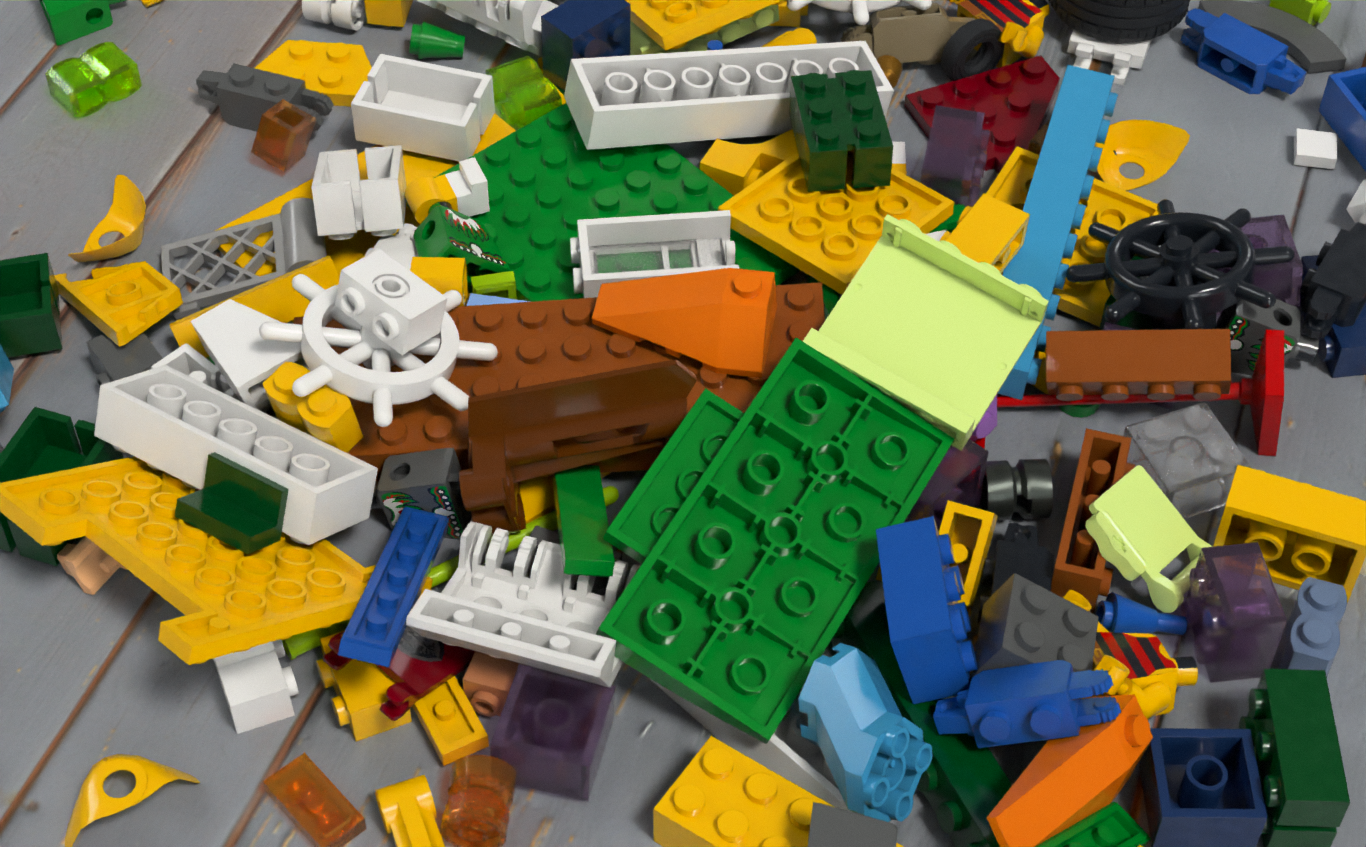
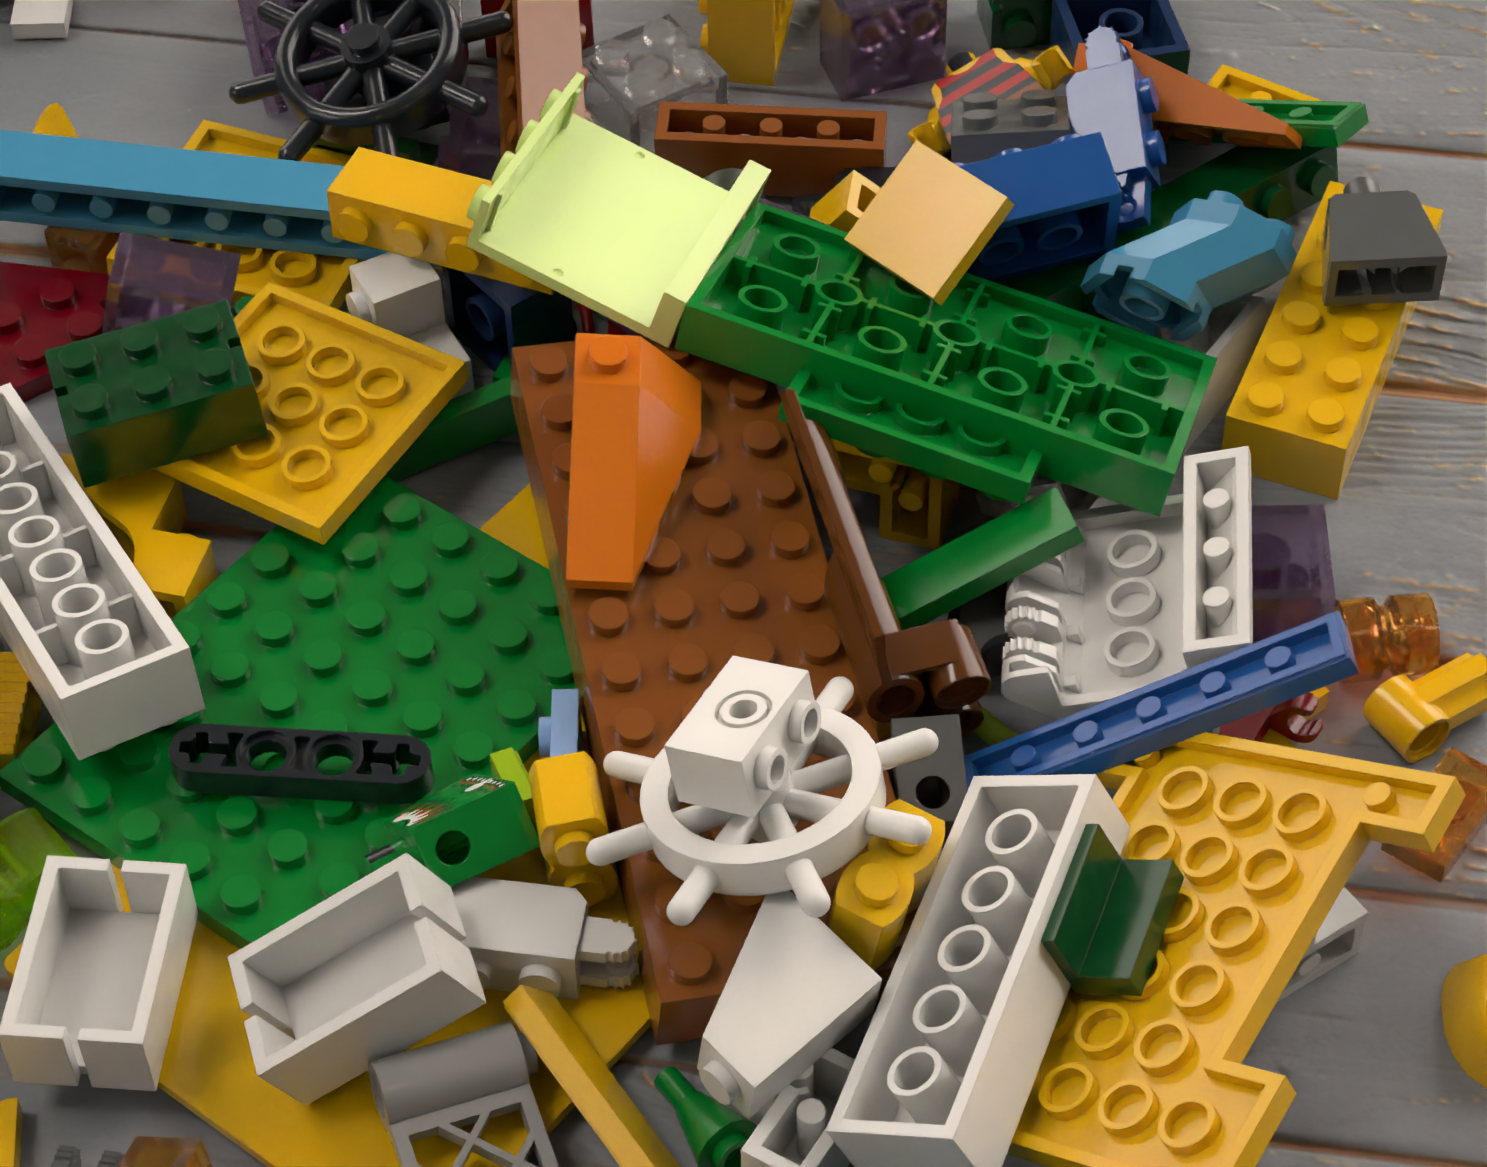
camera: 100 degrees left, 0 degrees up
(463, 189) = (319, 851): leg -> none
(538, 194) = (299, 772): none -> black beam
(649, 247) = (442, 595): white door -> none
(884, 514) = (929, 222): none -> yellow tile
(1127, 616) = (898, 122): blue cone -> none
(1143, 534) = (799, 90): yellowish green piece -> none

